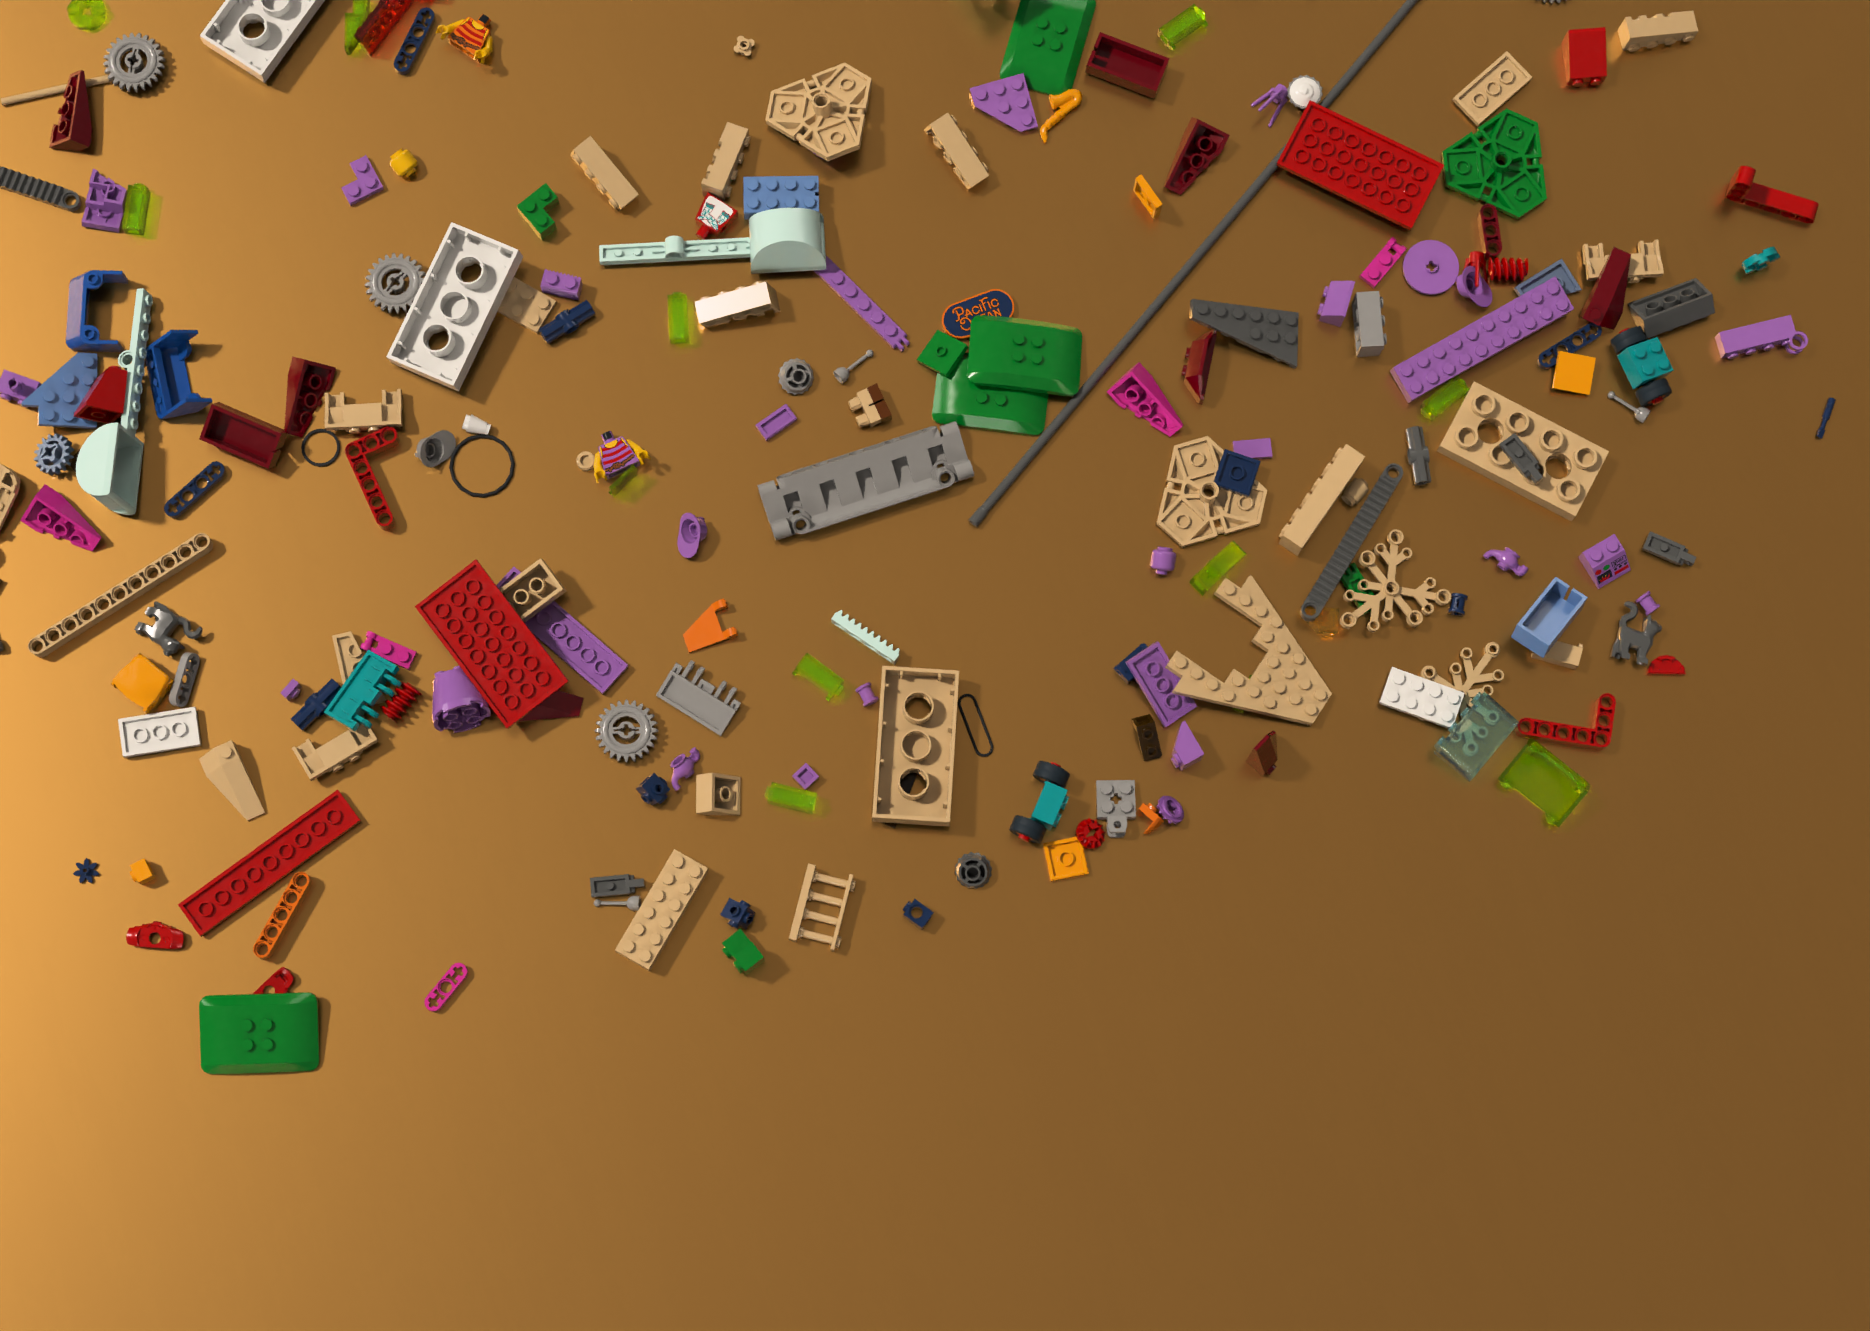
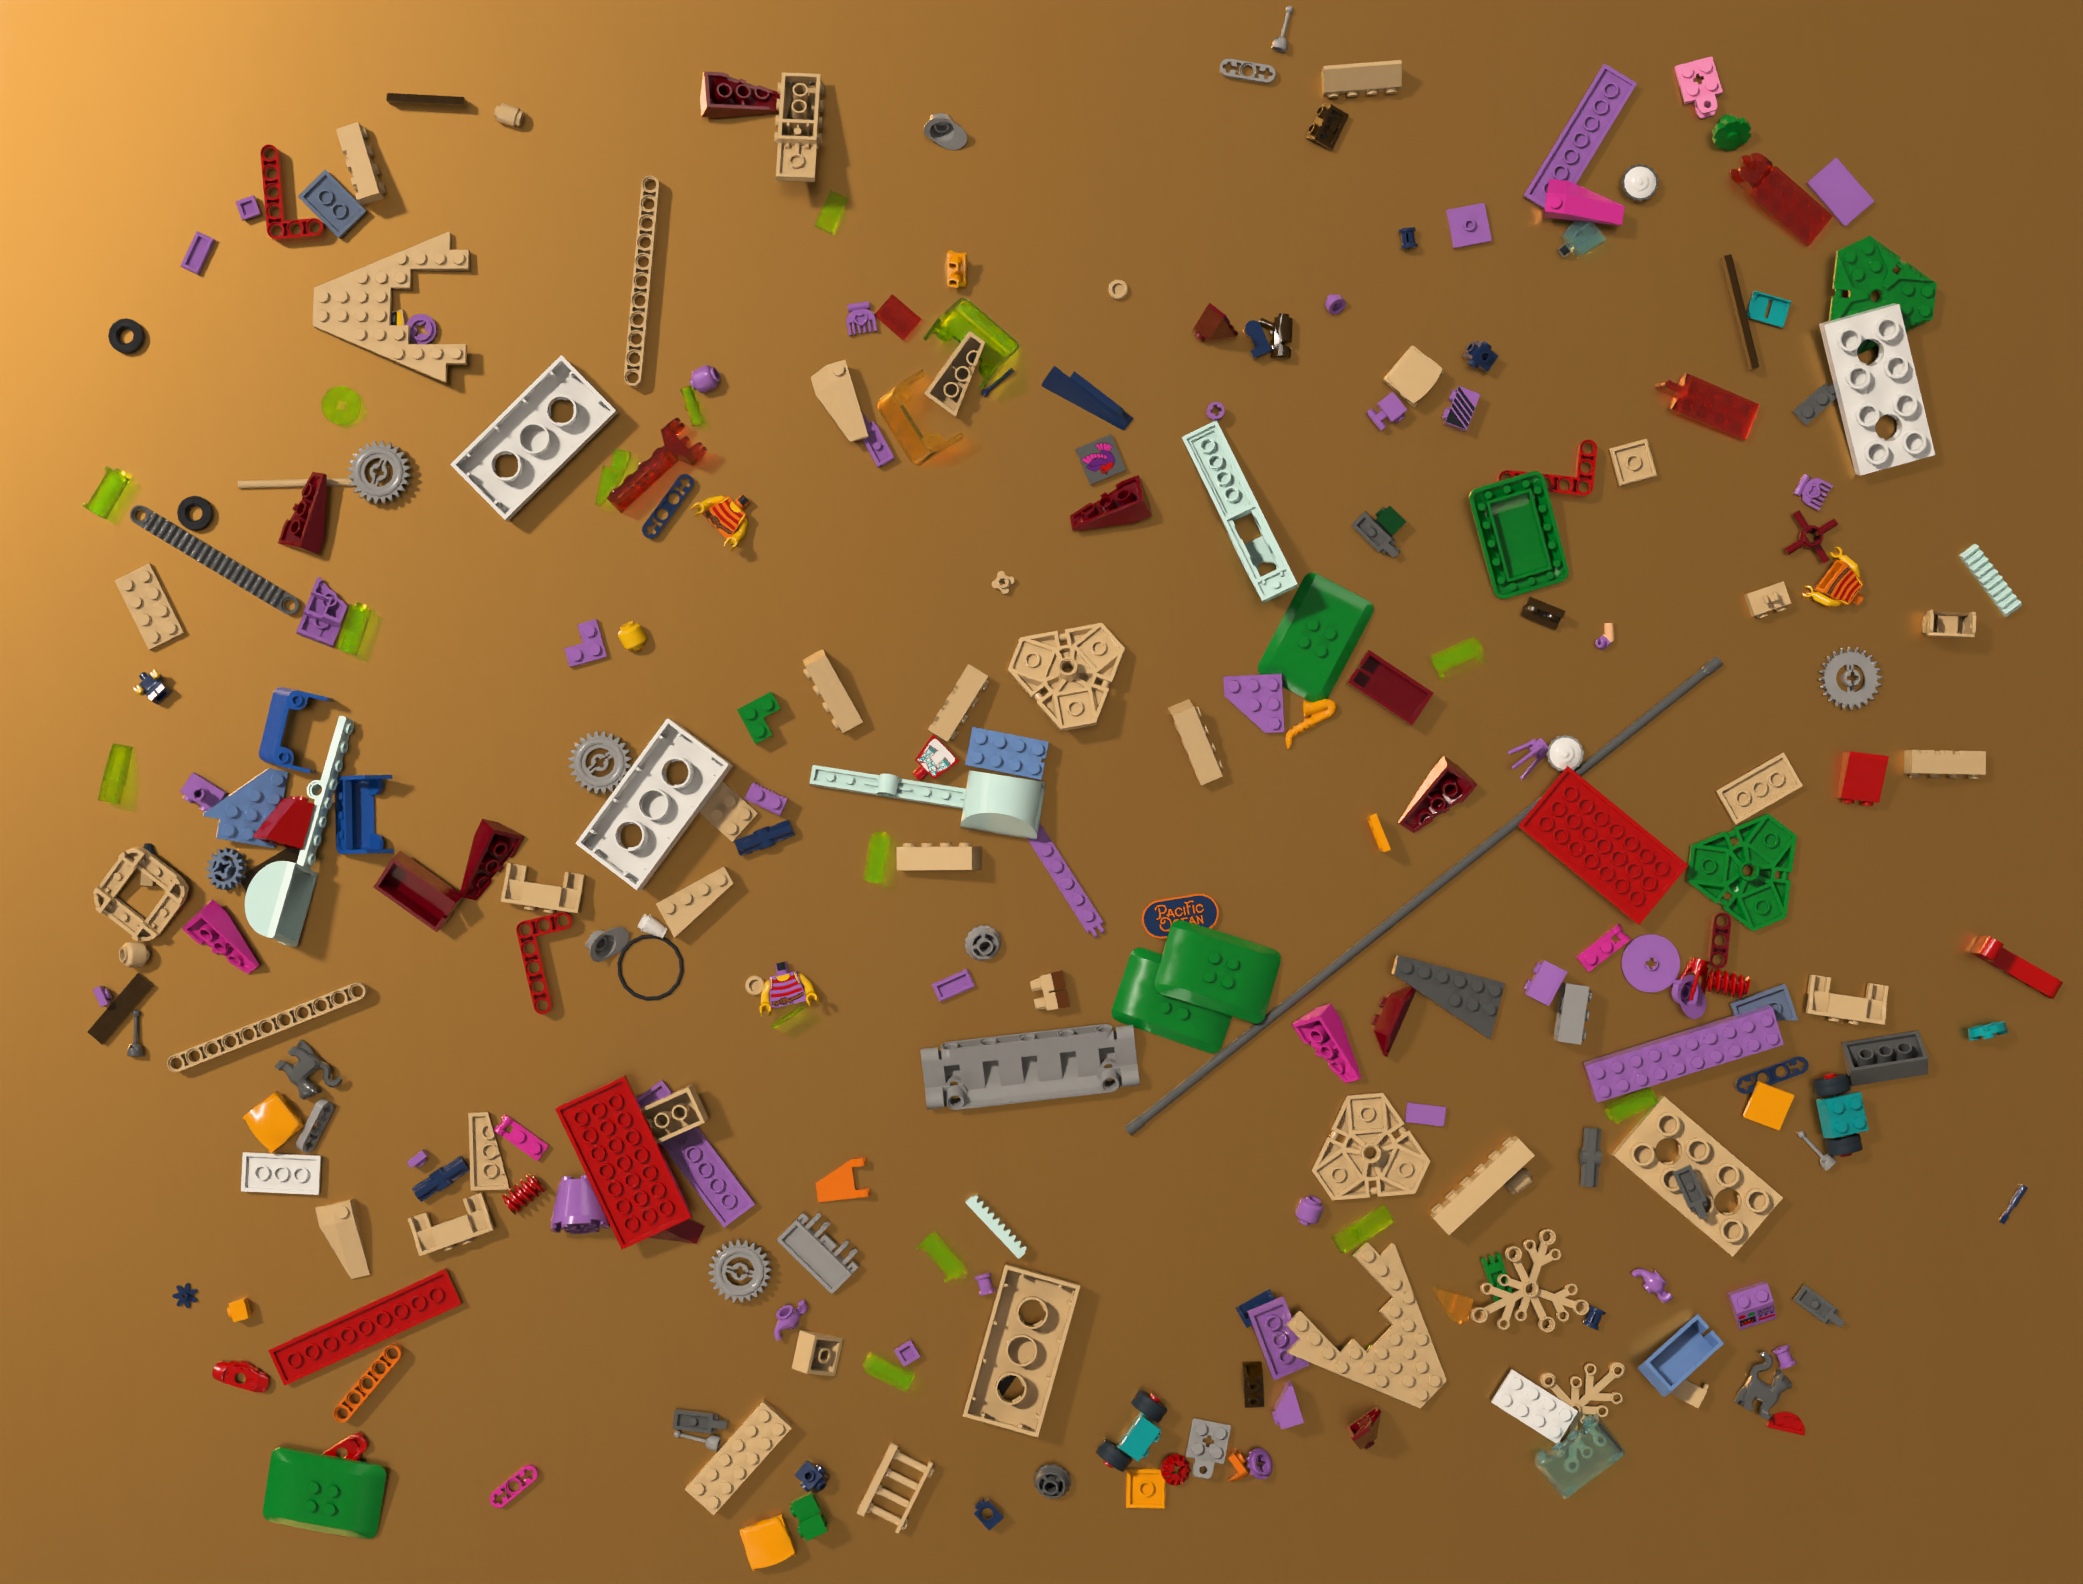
camera: 15 degrees right, 10 degrees up
(197, 492) = (361, 934): dark blue beam -> none
(320, 464) = (491, 932): black piece -> none
(362, 688) = (486, 1177): teal hinge -> none
(511, 391) = (689, 903): none -> tan wedge
(653, 789) = (754, 1336): dark blue brick -> none
(691, 532) = (844, 1084): medium lavender piece -> none
(707, 986) = (768, 1542): none -> light orange piece
(842, 373) = (1030, 949): light grey hinge -> none
(942, 353) = (1135, 951): green plate -> none
(967, 726) = (1078, 1337): black piece -> none
(1236, 473) = (1403, 1138): dark blue tile -> none
(1351, 542) = (1502, 1233): dark grey gear -> none
(1545, 781) = (1638, 1515): clear neon green windscreen -> none
(1571, 730) = (1677, 1471): red beam -> none
(1608, 294) = (1822, 1034): dark red wedge -> none
(1758, 336) = (1966, 1107): medium lavender hinge -> none

